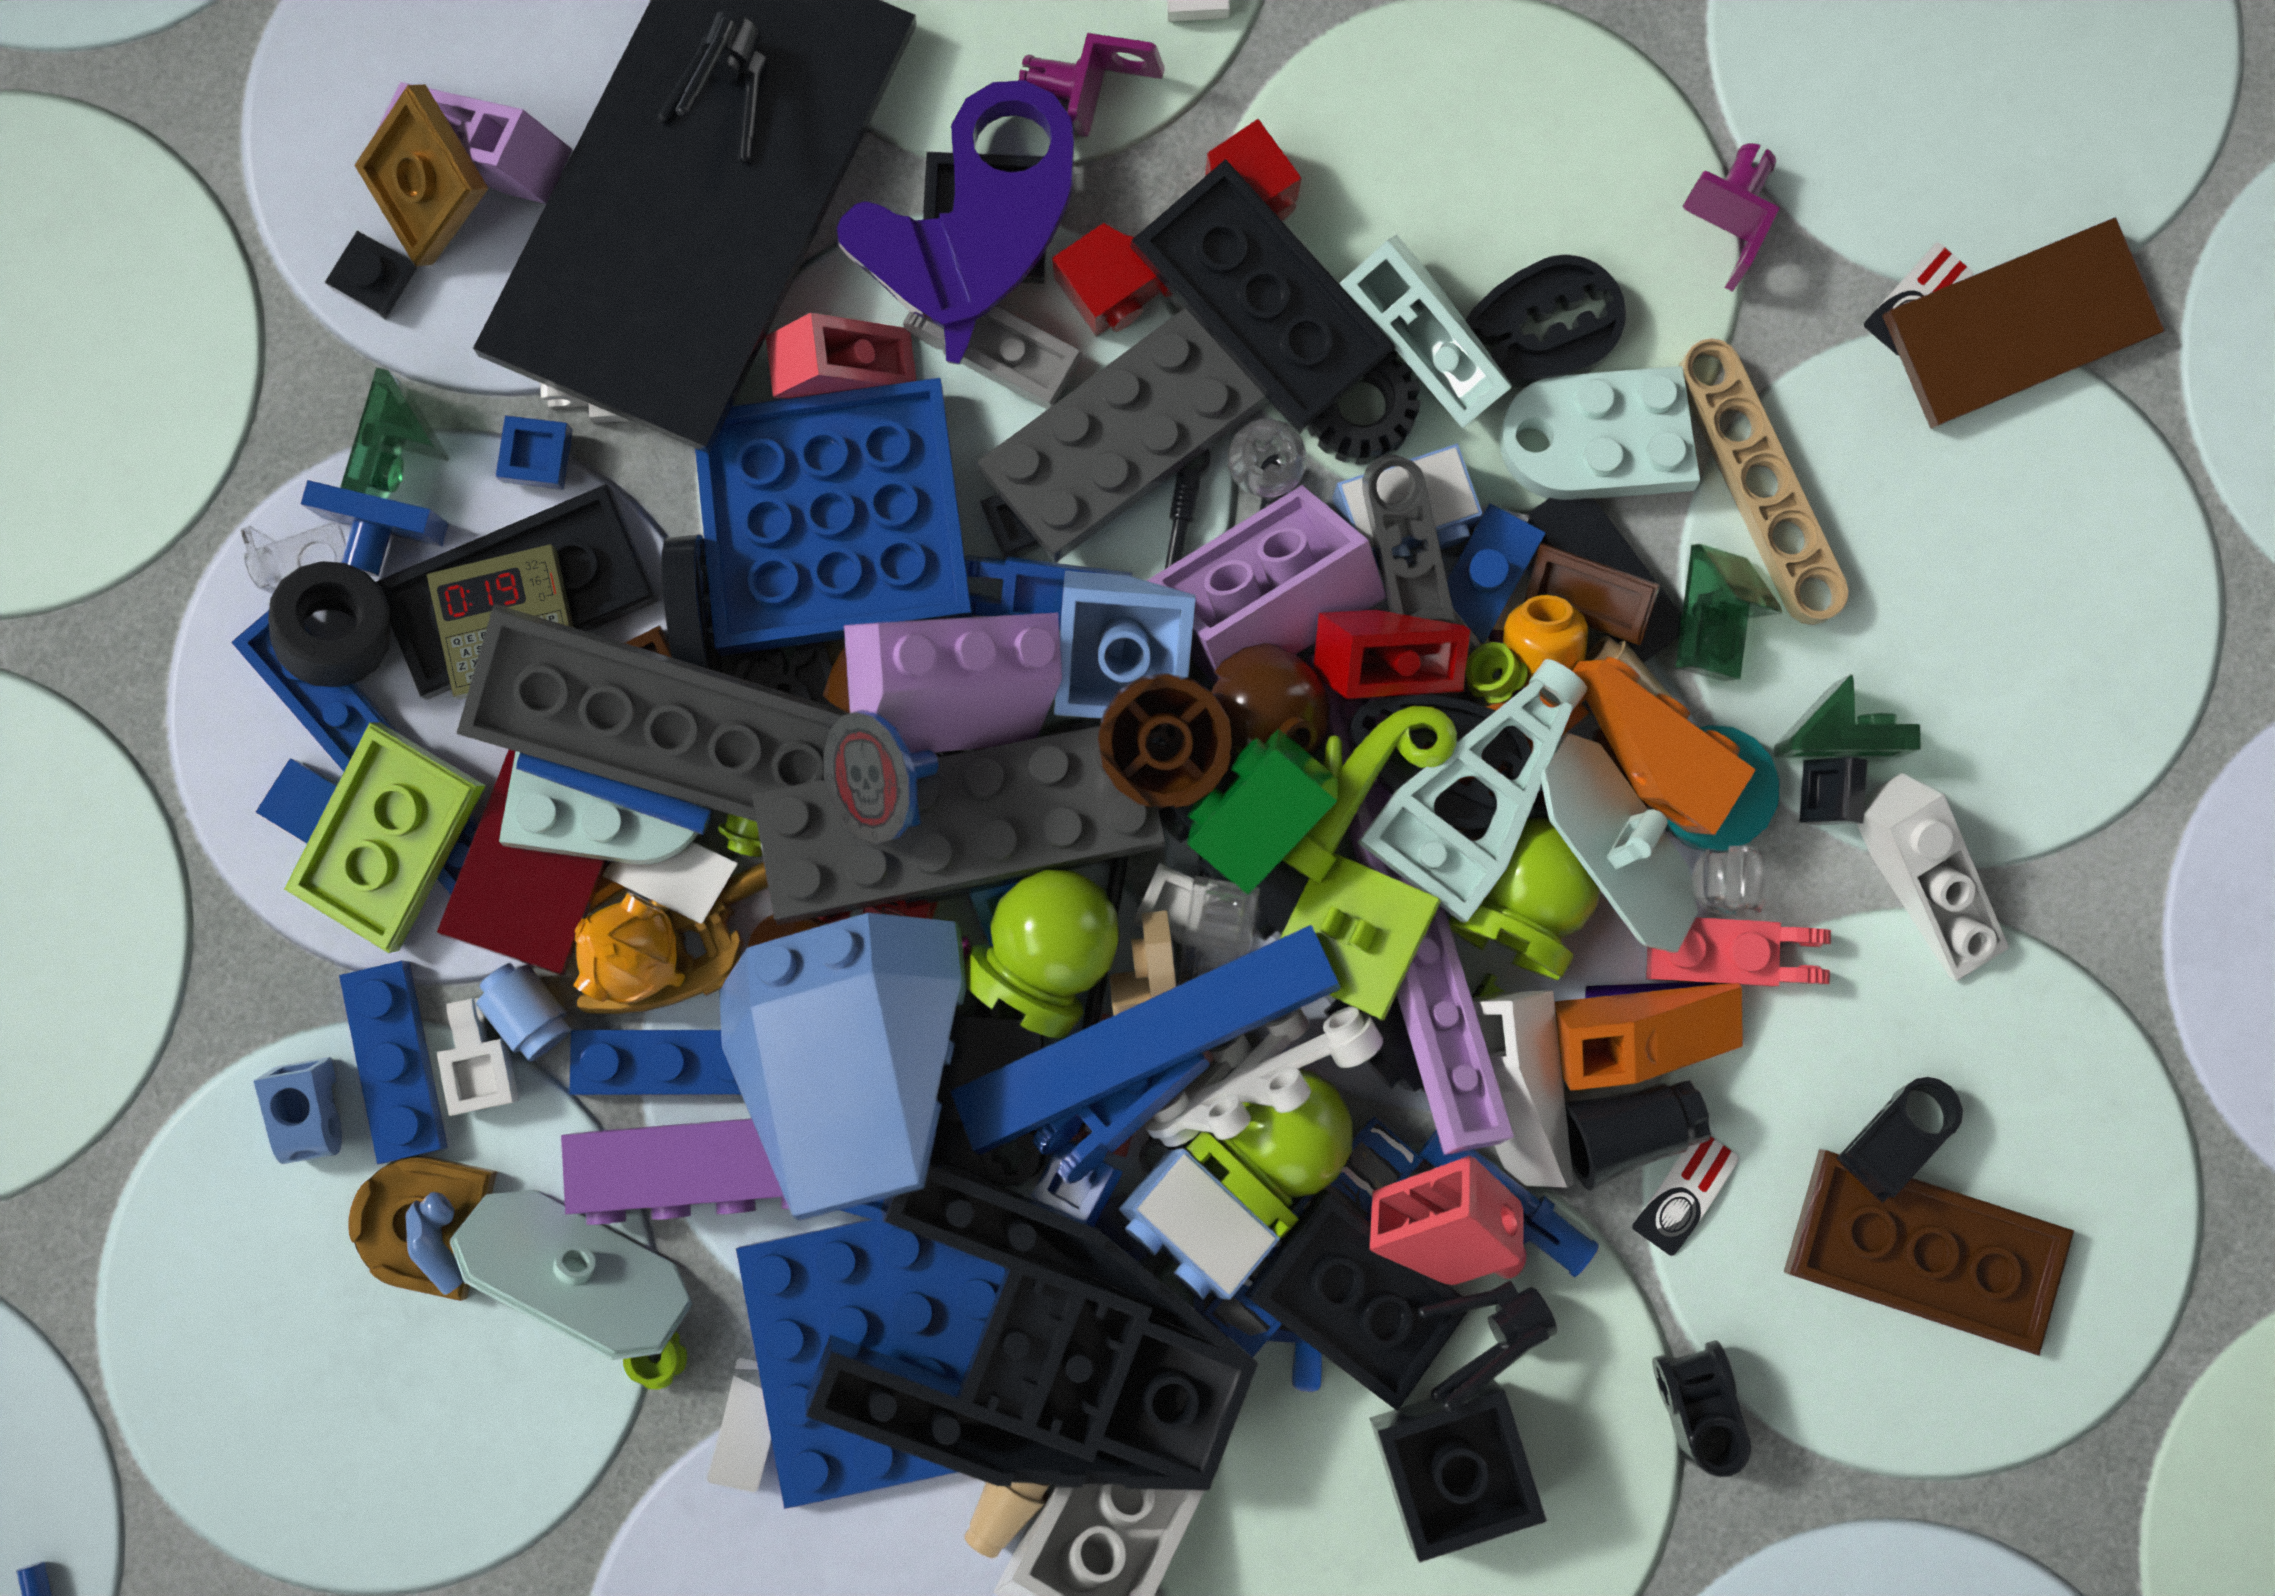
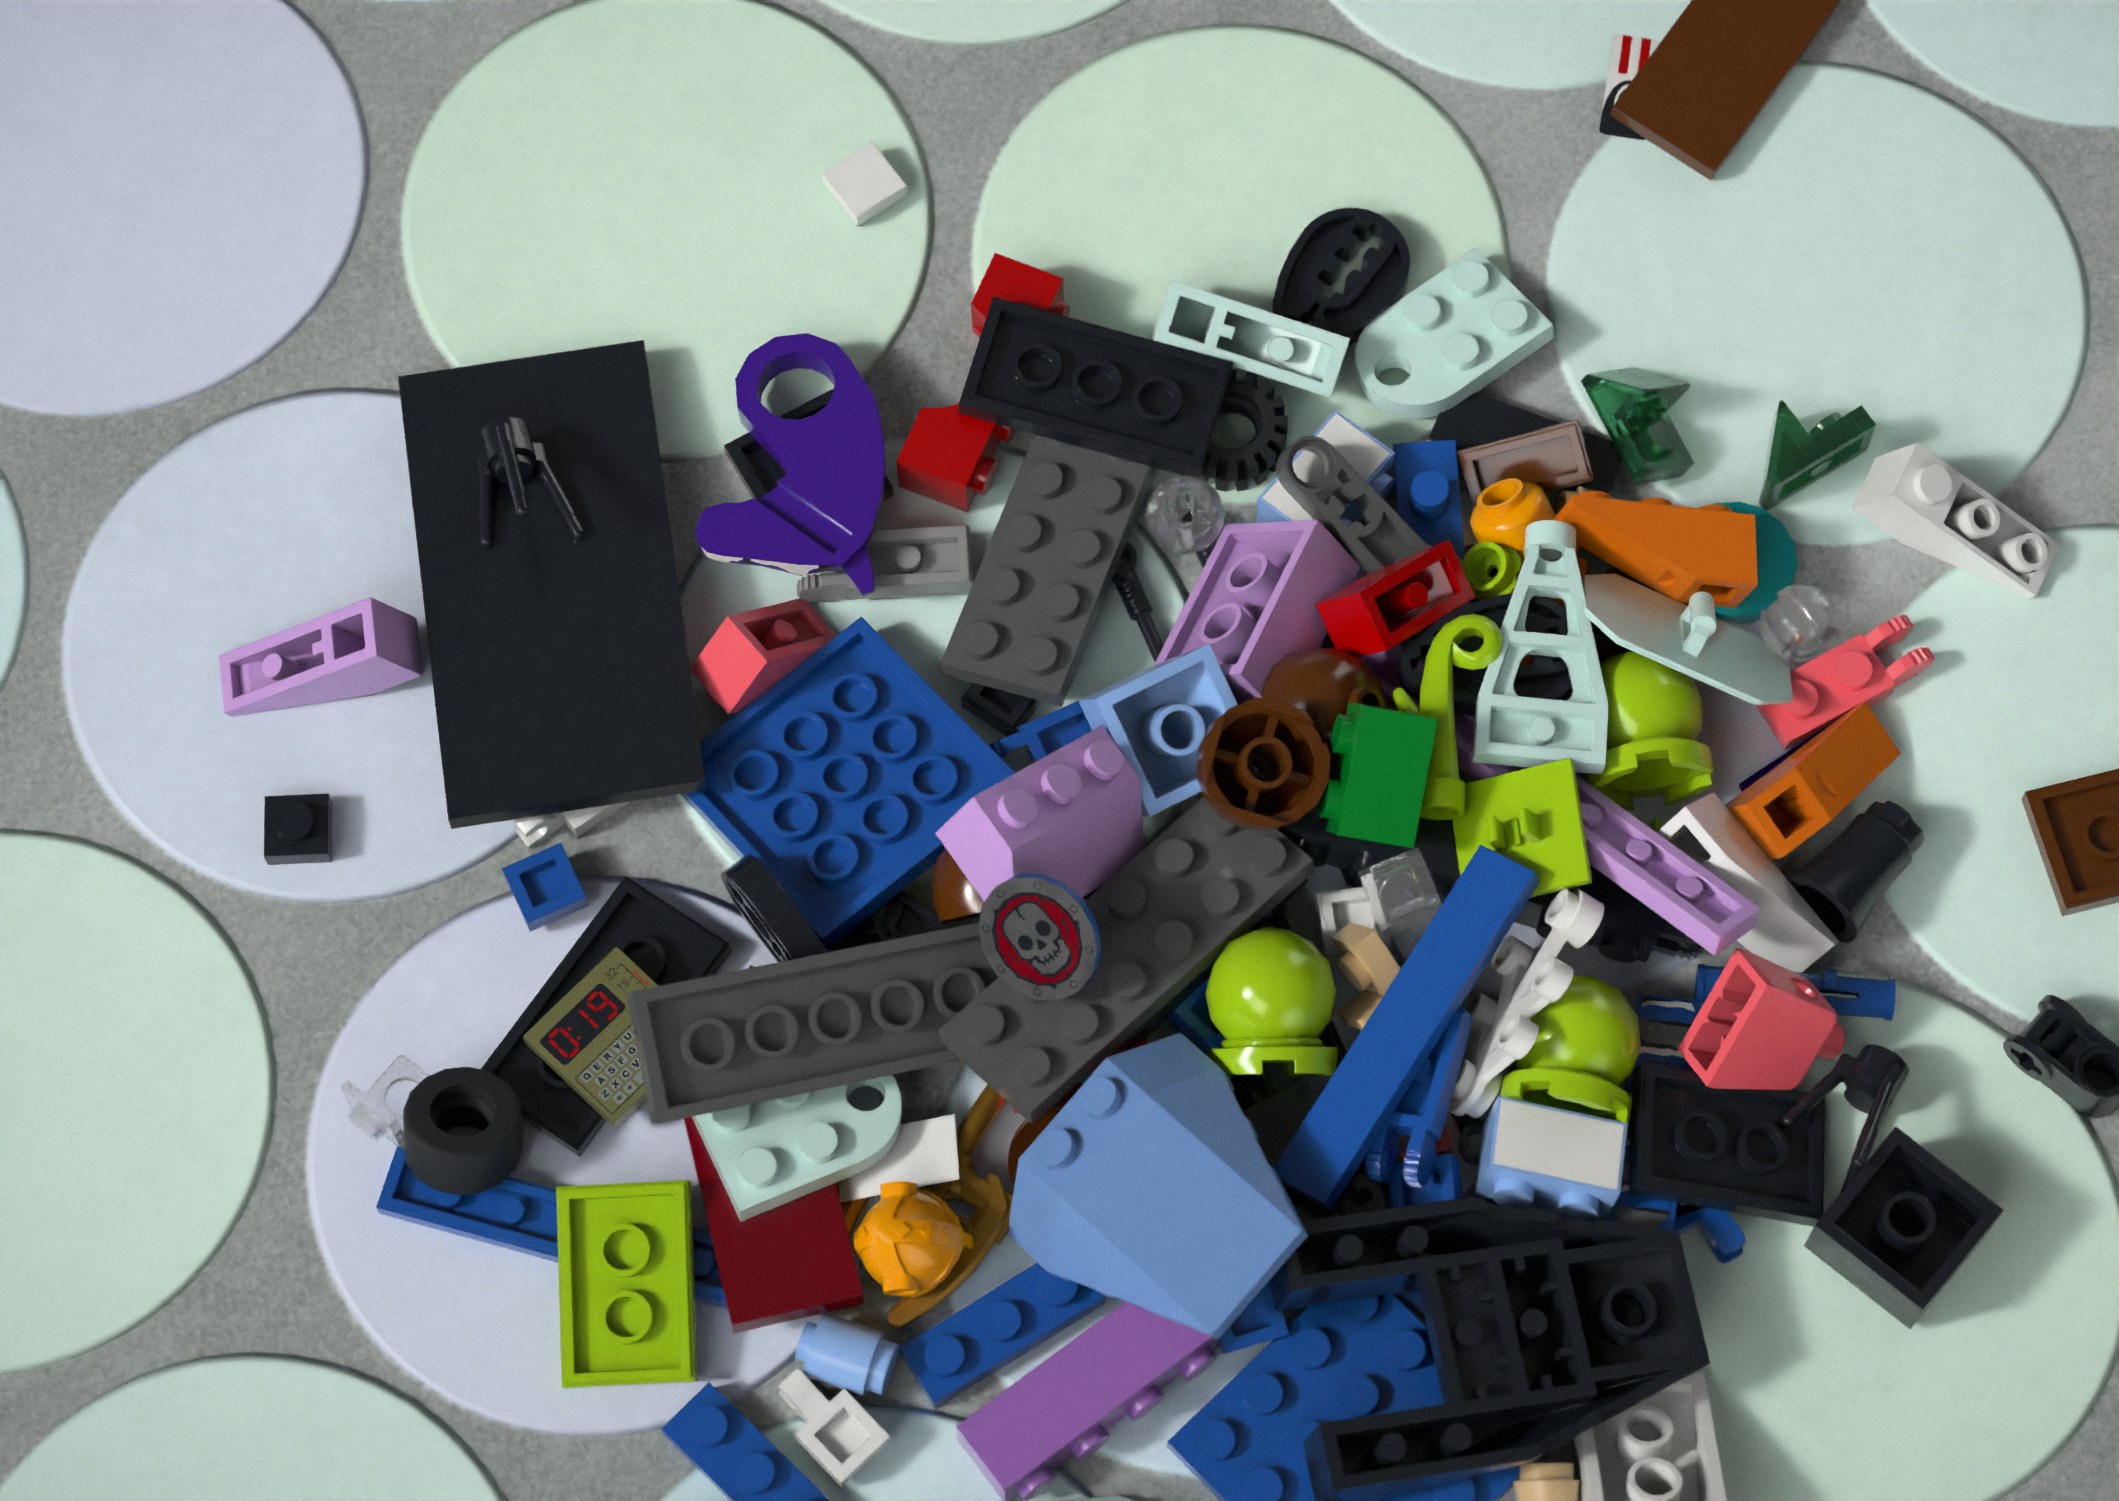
camera: 30 degrees left, 15 degrees down
(297, 799) = (526, 1306): blue tile -> none
(372, 522) = (440, 1024): blue tile -> none
(388, 426) = (410, 938): clear green slope -> none
(420, 175) = (300, 713): pearl gold tile -> none
(635, 798) = (814, 1104): blue bar -> none
(742, 835) = (945, 1086): lime plate -> none
(1082, 80) = (818, 314): magenta bracket -> none
(1685, 1195) = (1938, 902): sticker -> none
(1735, 204) = (1432, 98): magenta bracket -> none
(1761, 513) = (1619, 325): tan beam -> none
(1833, 791) = (1830, 503): black tile -> none
(1892, 1146) = (2076, 750): black piece -> none

